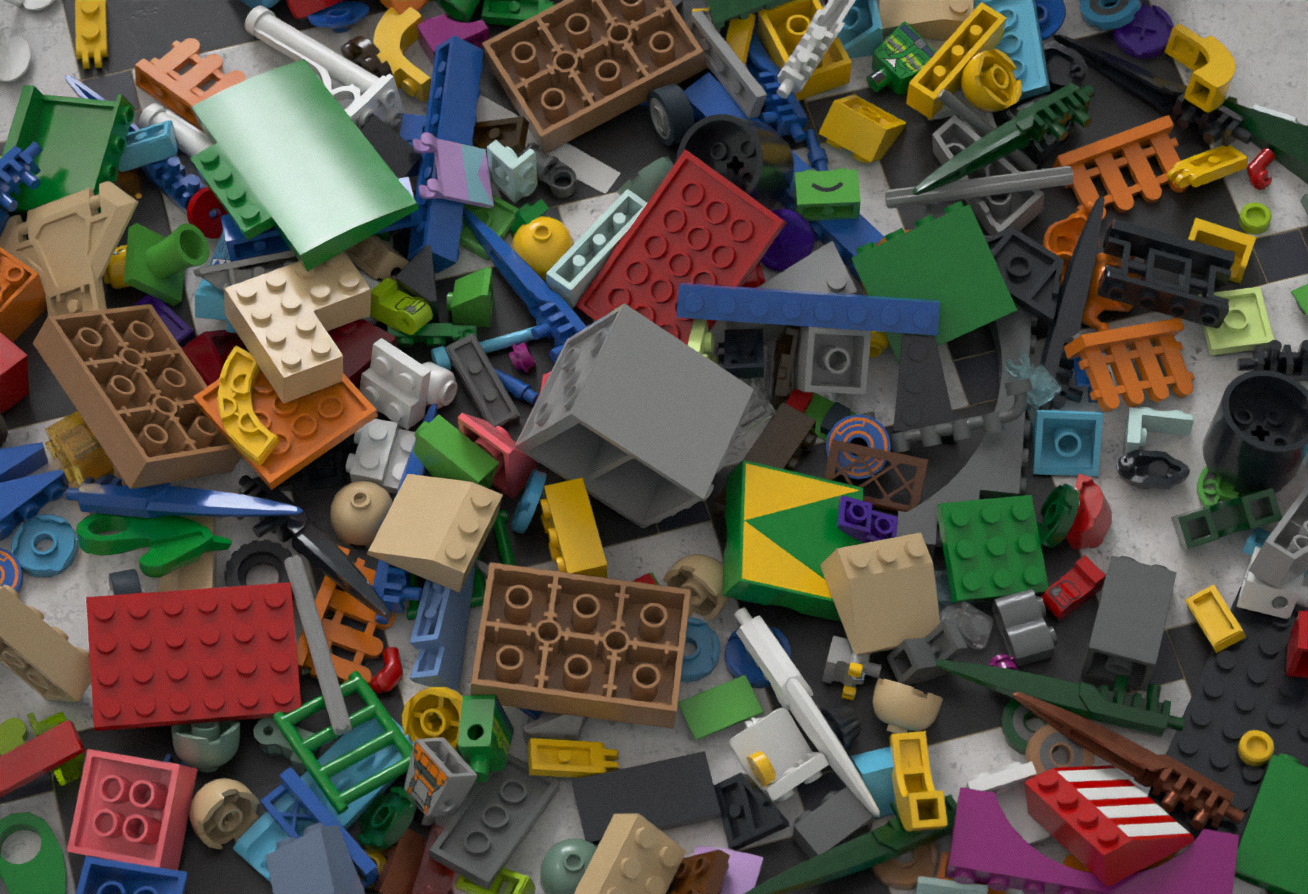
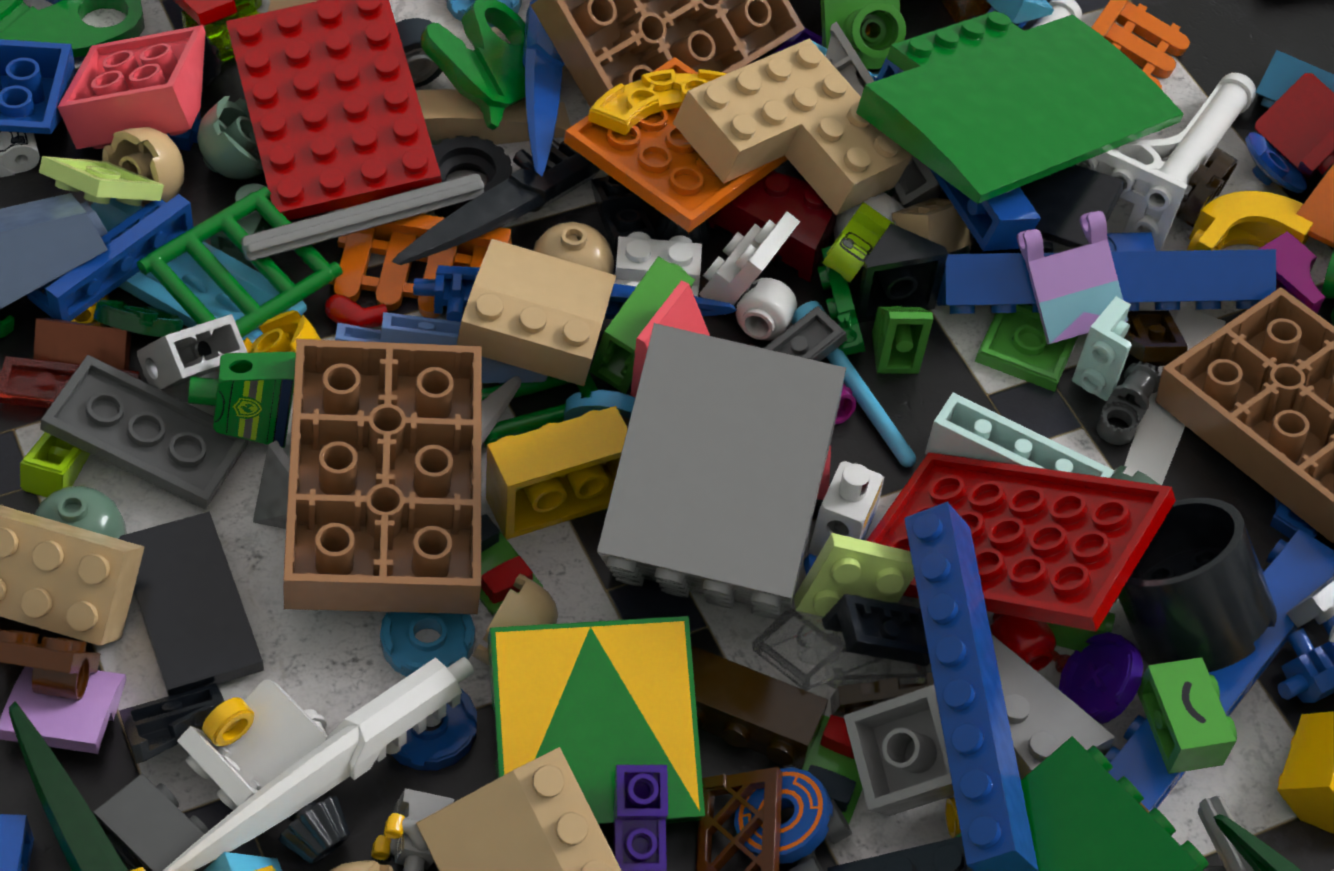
camera: 75 degrees right, 10 degrees down
(250, 834) = (100, 180): none -> yellowish green plate
(528, 213) = (1044, 383): green plate -> none
(542, 243) = (1013, 395): yellow cylinder -> none
(552, 312) = (901, 419): blue piece -> none
(570, 758) = (241, 507): yellow hinge -> none
(670, 113) = (1270, 515): black wheel -> none
(720, 707) = (332, 675): bright green piece -> none
(816, 154) = (1269, 725): blue bar -> none

